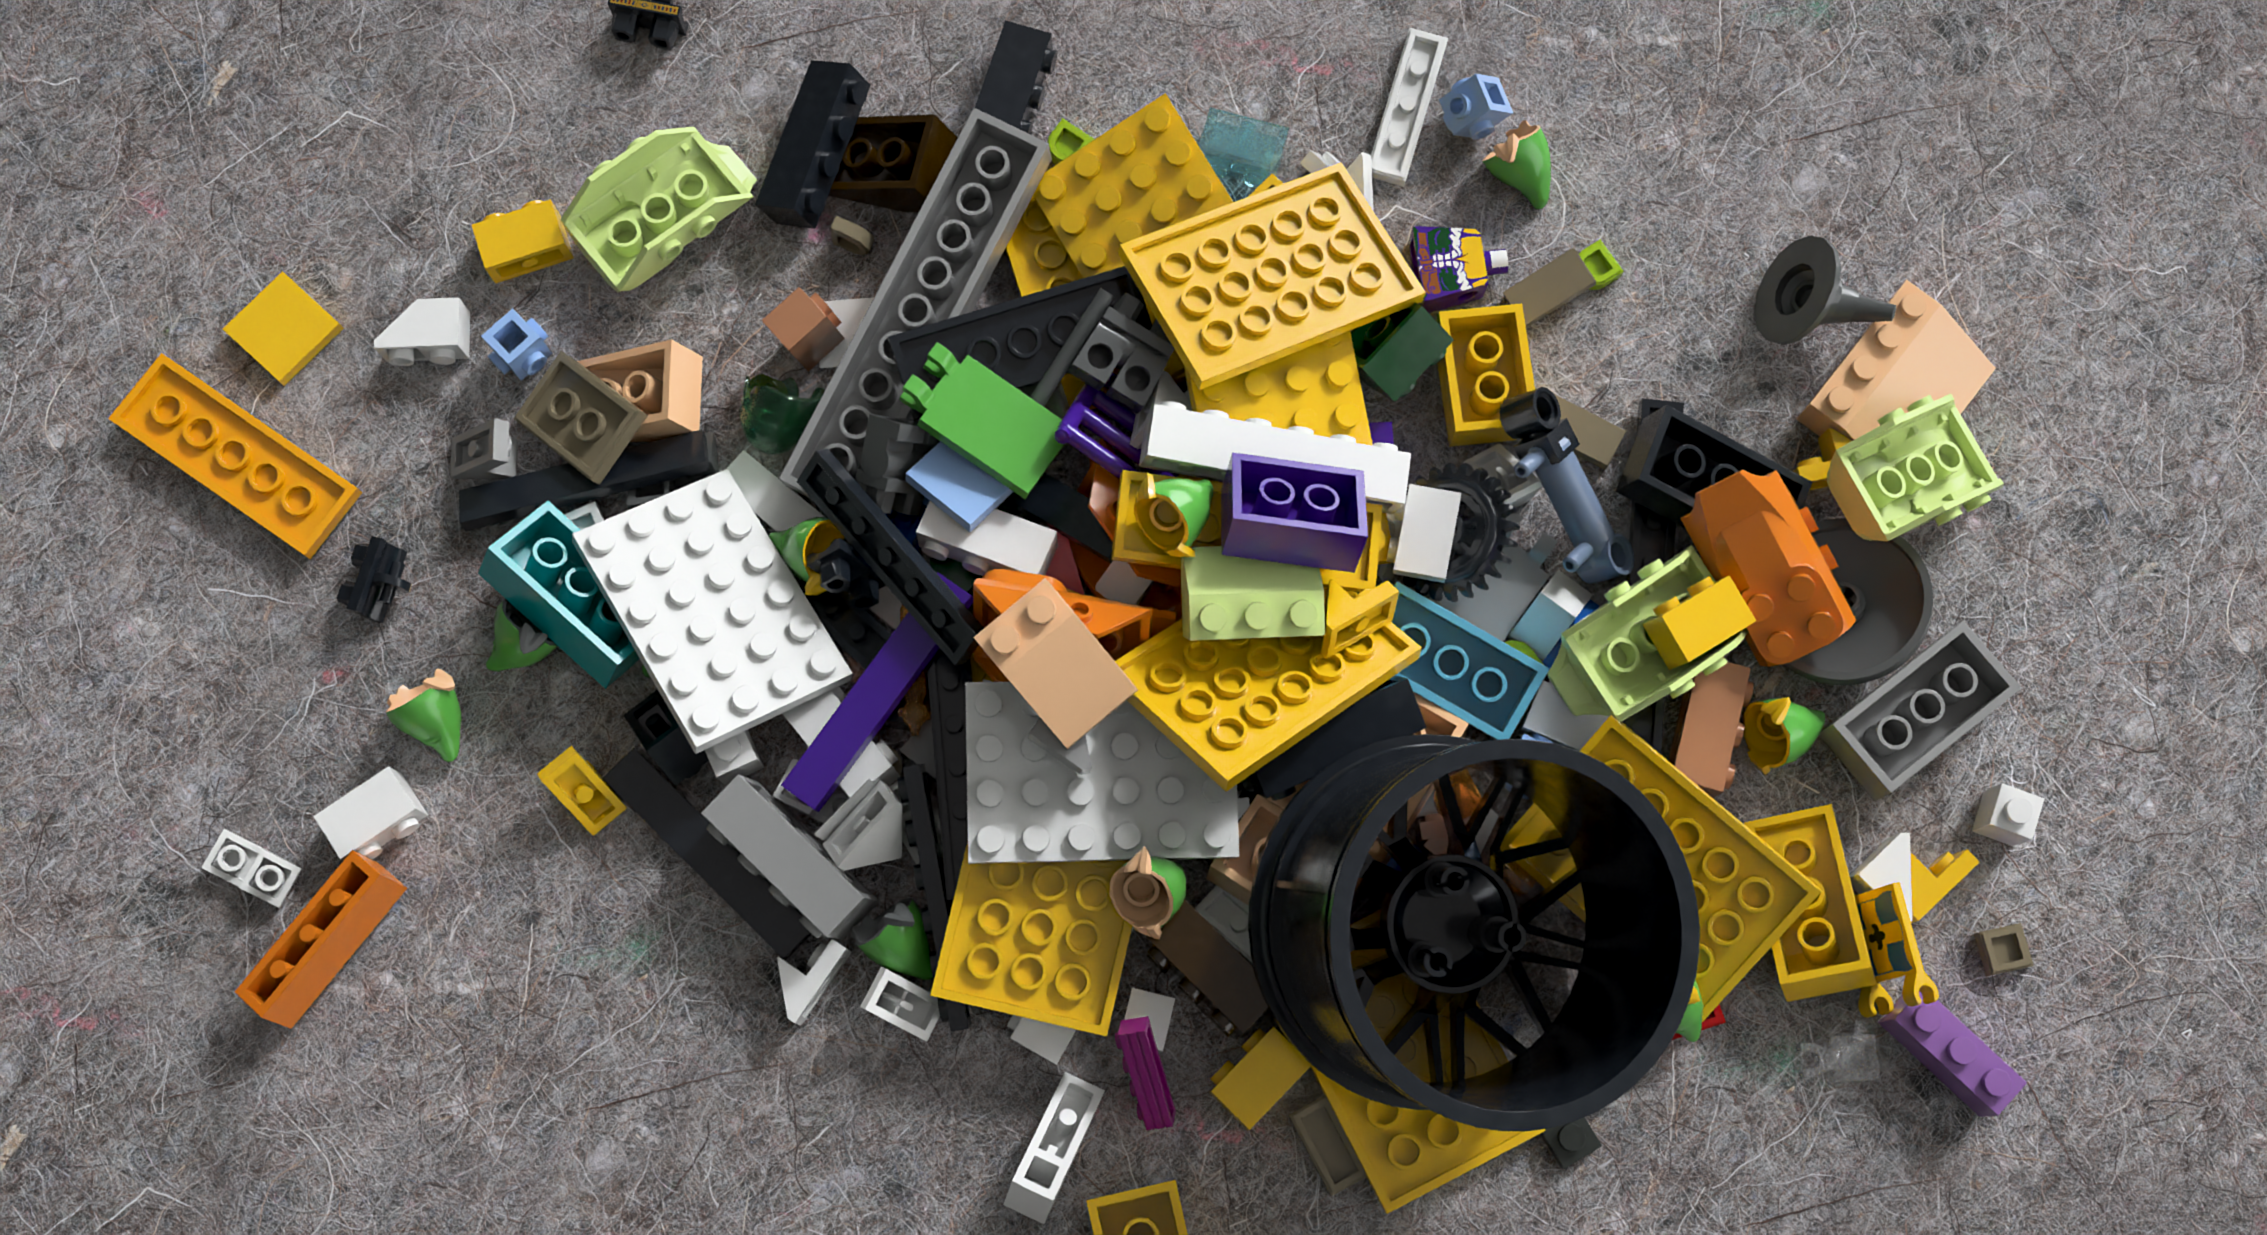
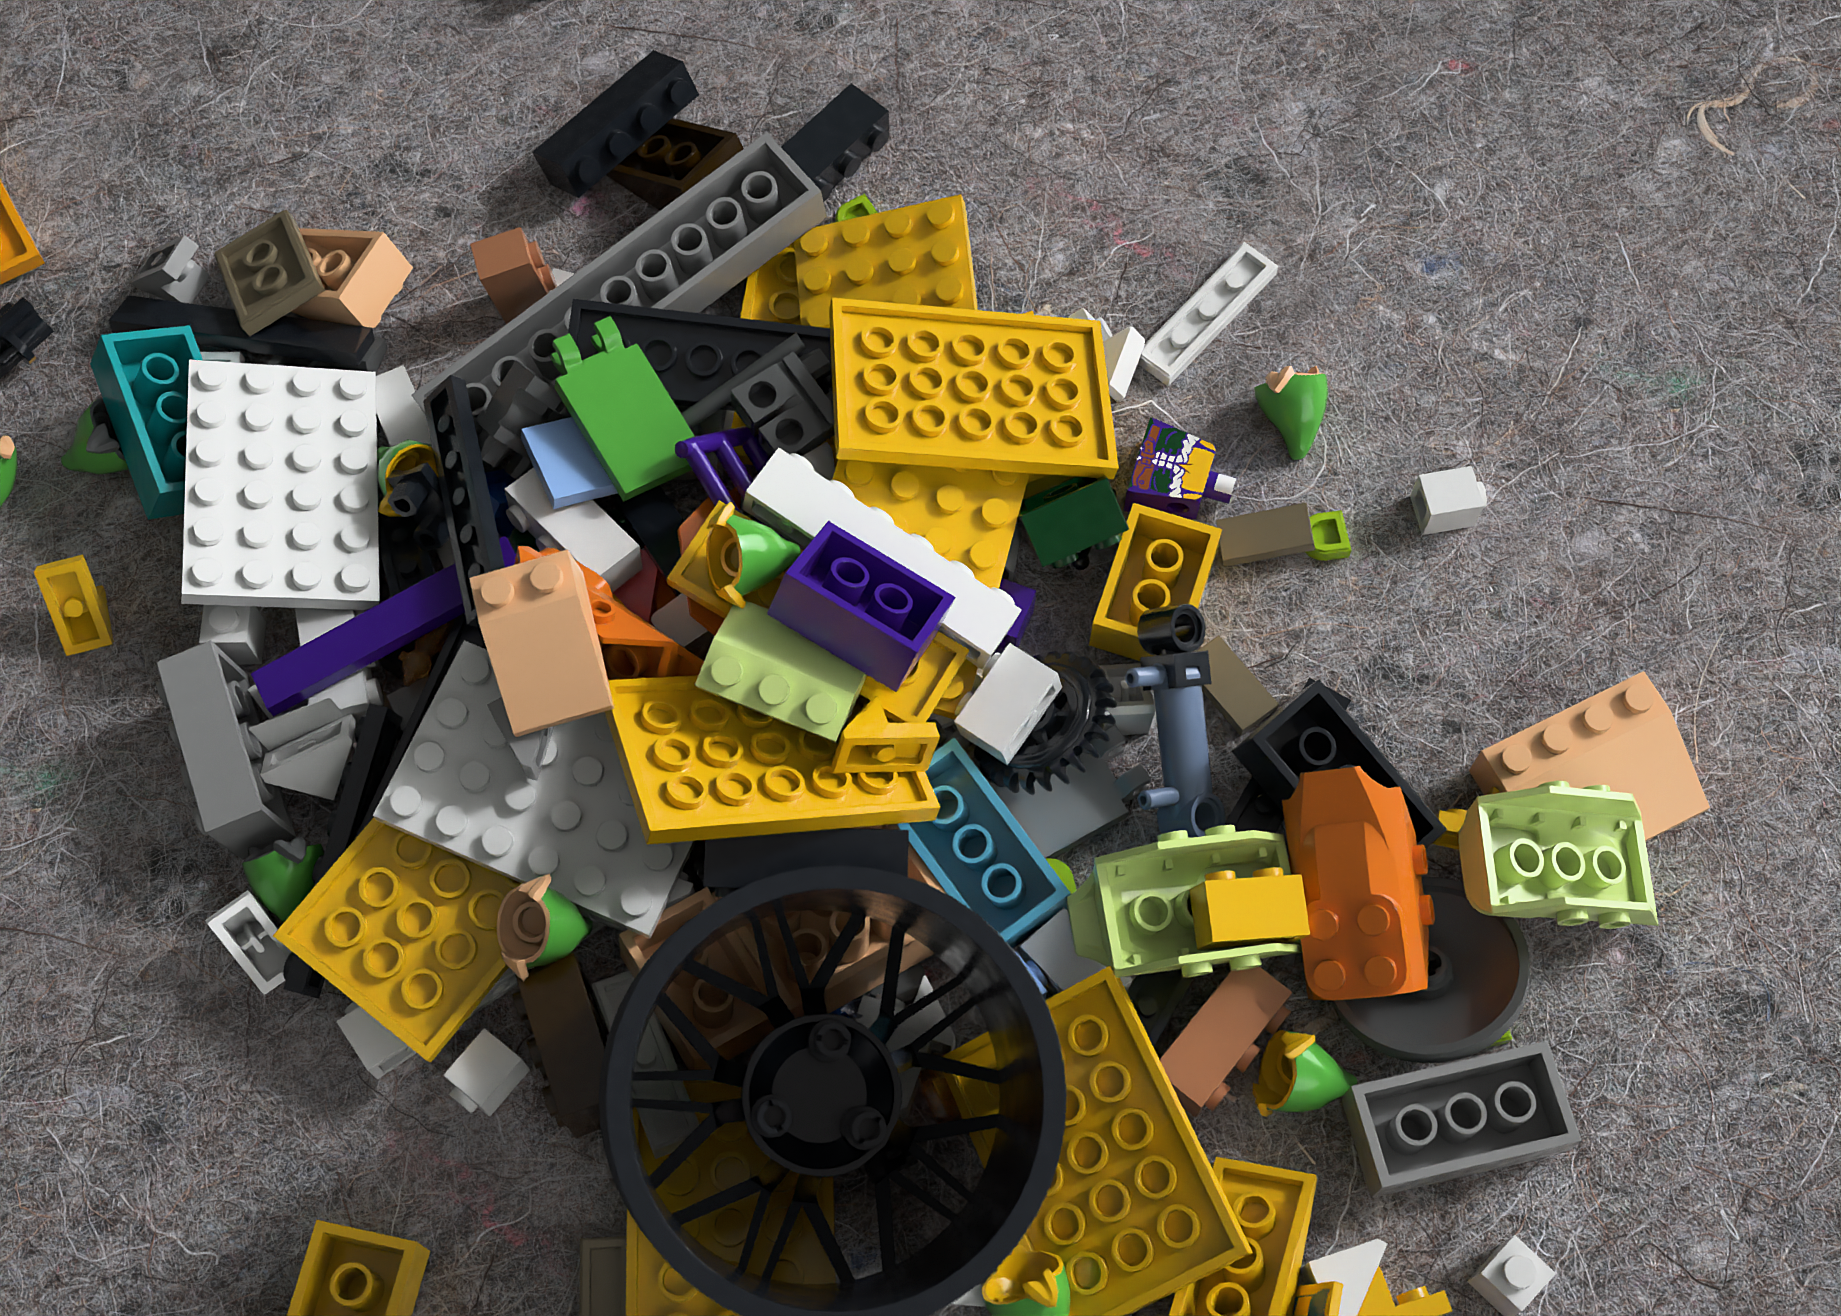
camera: 25 degrees right, 10 degrees down
(283, 328) = (61, 98): yellow tile -> none
(427, 331) = (180, 147): white slope -> none
(517, 345) = (249, 187): light blue brick -> none
(522, 240) = (309, 105): yellow brick -> none
(654, 202) = (441, 111): yellowish green slope -> none
(664, 739) = (165, 597): black slope -> none
(716, 863) = (139, 647): black tile -> none
(775, 418) = (440, 338): clear green helmet -> none
(803, 991) = (173, 887): white slope -> none
(851, 236) = (607, 217): dark tan tile -> none
(1053, 1148) = (321, 1158): white slope -> none
(1146, 1073) = (452, 1121): magenta piece -> none
(1243, 146) = (1021, 280): clear light blue brick -> none
(1259, 1077) = (563, 1185): yellow brick -> none
(1465, 793) = (915, 981): clear orange tile -> none
(1475, 106) = (1271, 334): light blue brick -> none
(1550, 614) = (1106, 837): white slope -> none
(1683, 194) = (1448, 500): none -> white brick
(1806, 291) = (1533, 644): dark grey piece -> none

